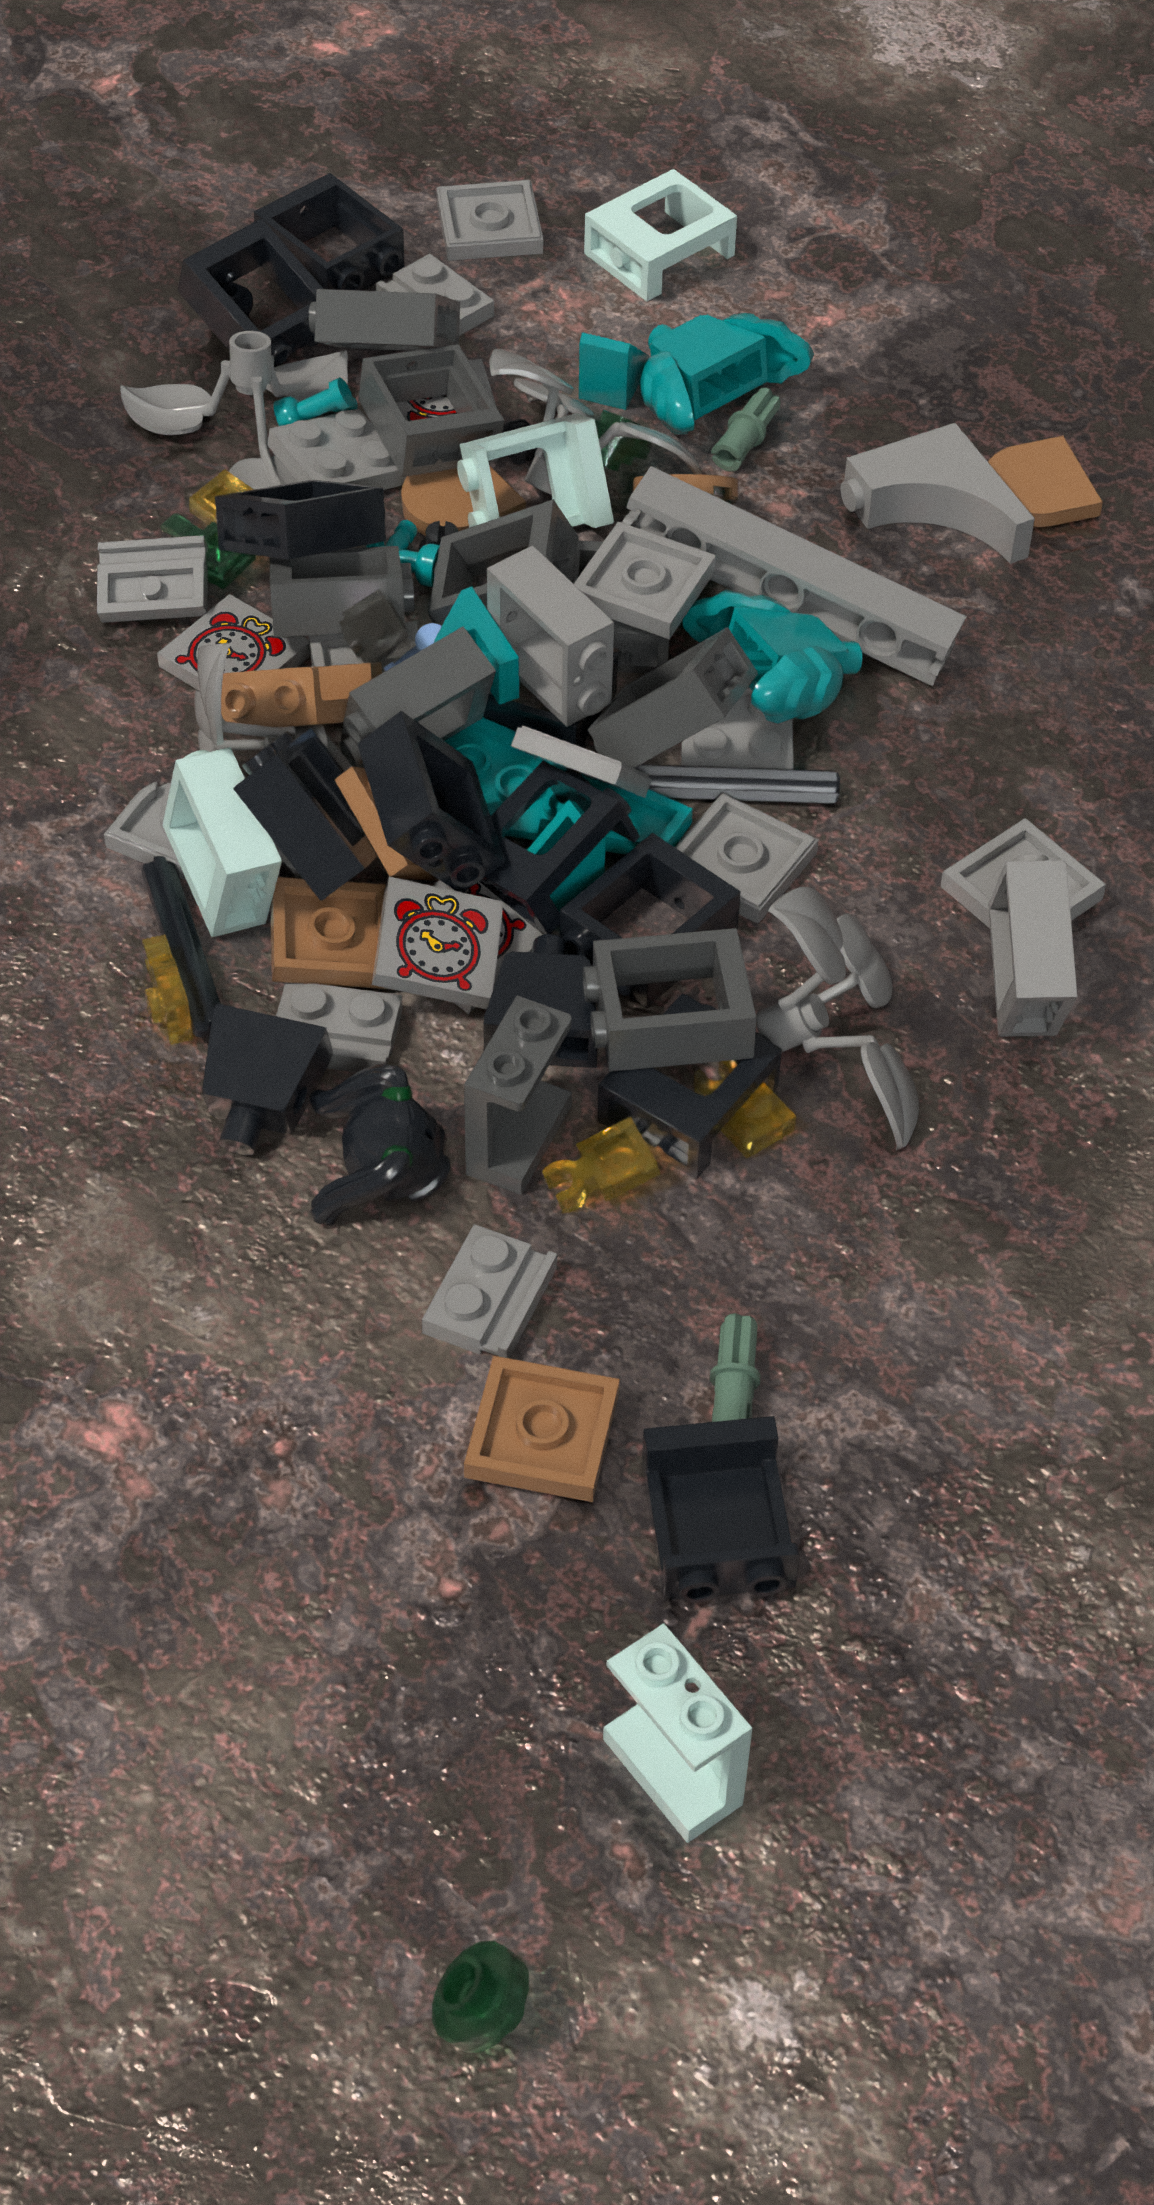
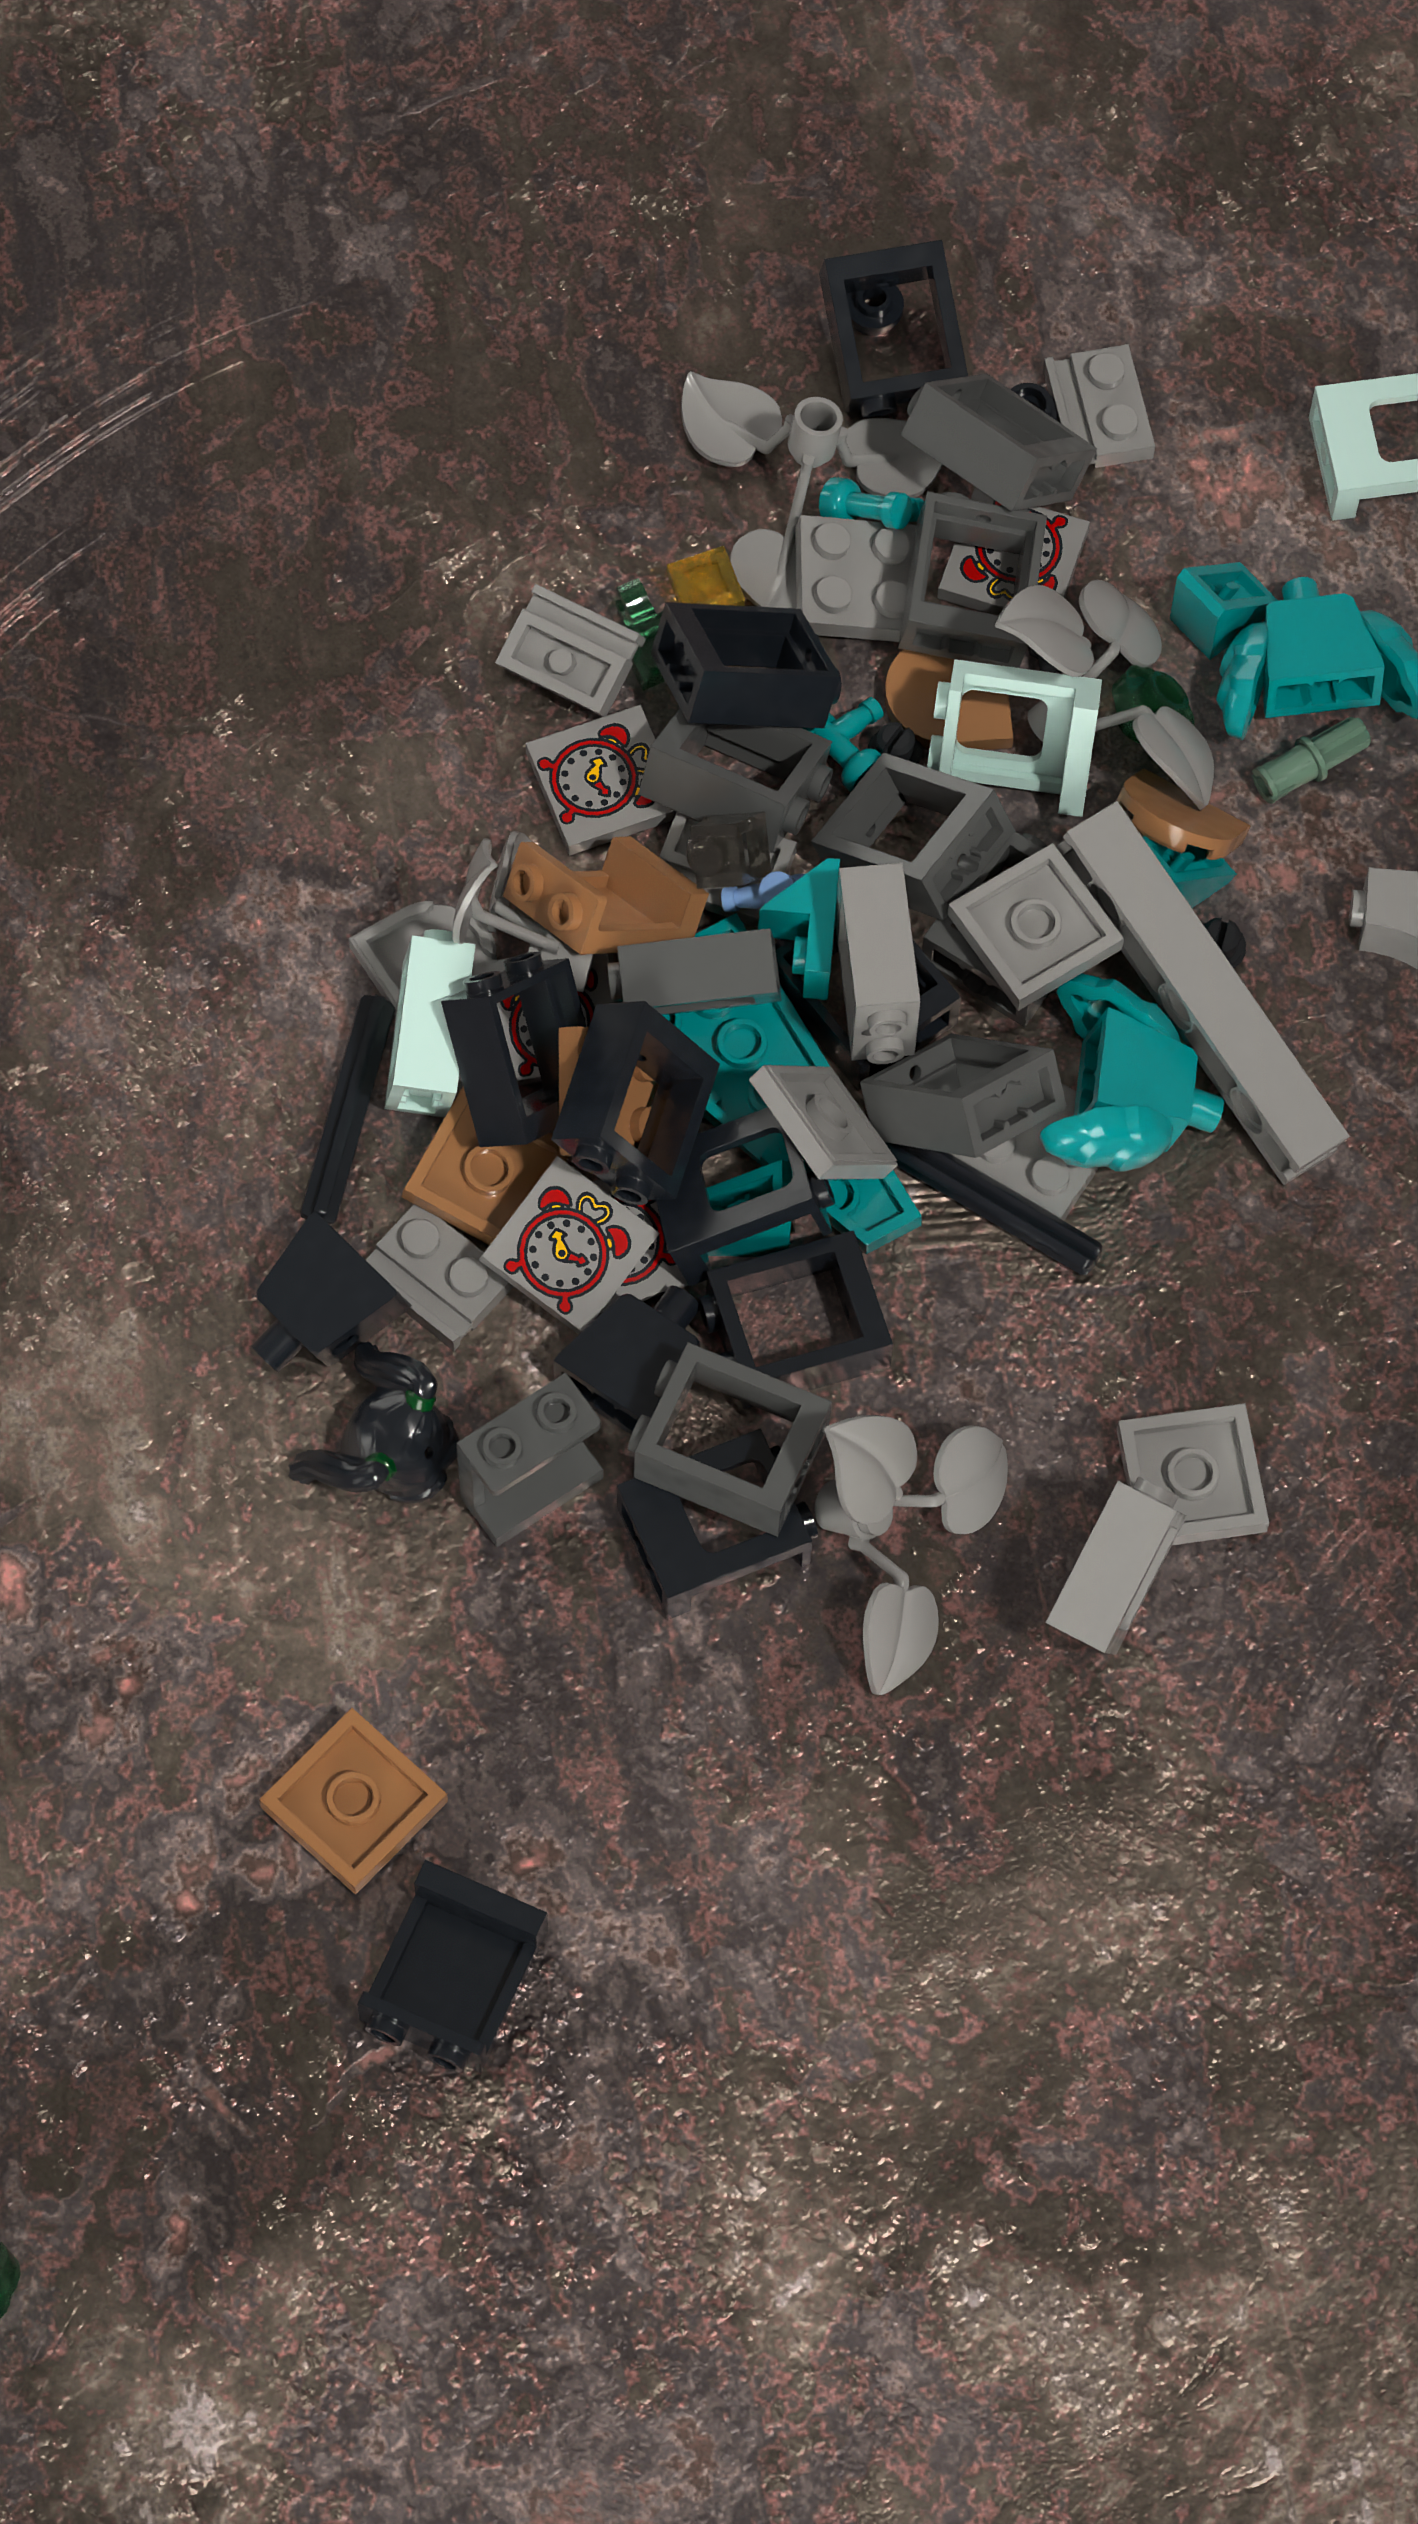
camera: 30 degrees right, 15 degrees up
(167, 998) = (292, 1164): clear yellow plate -> none
(331, 205) = (1021, 226): black window -> none
(489, 220) = (1230, 322): light grey tile -> none
(489, 1293) = (398, 1637): light grey plate -> none
(608, 1162) = (588, 1566): clear yellow plate -> none
(678, 1743) = (259, 2158): light aqua window -> none
(736, 1371) = (554, 1847): sand green axle -> none
(749, 852) = (944, 1289): light grey tile -> none
(760, 1119) = (761, 1594): clear yellow plate -> none

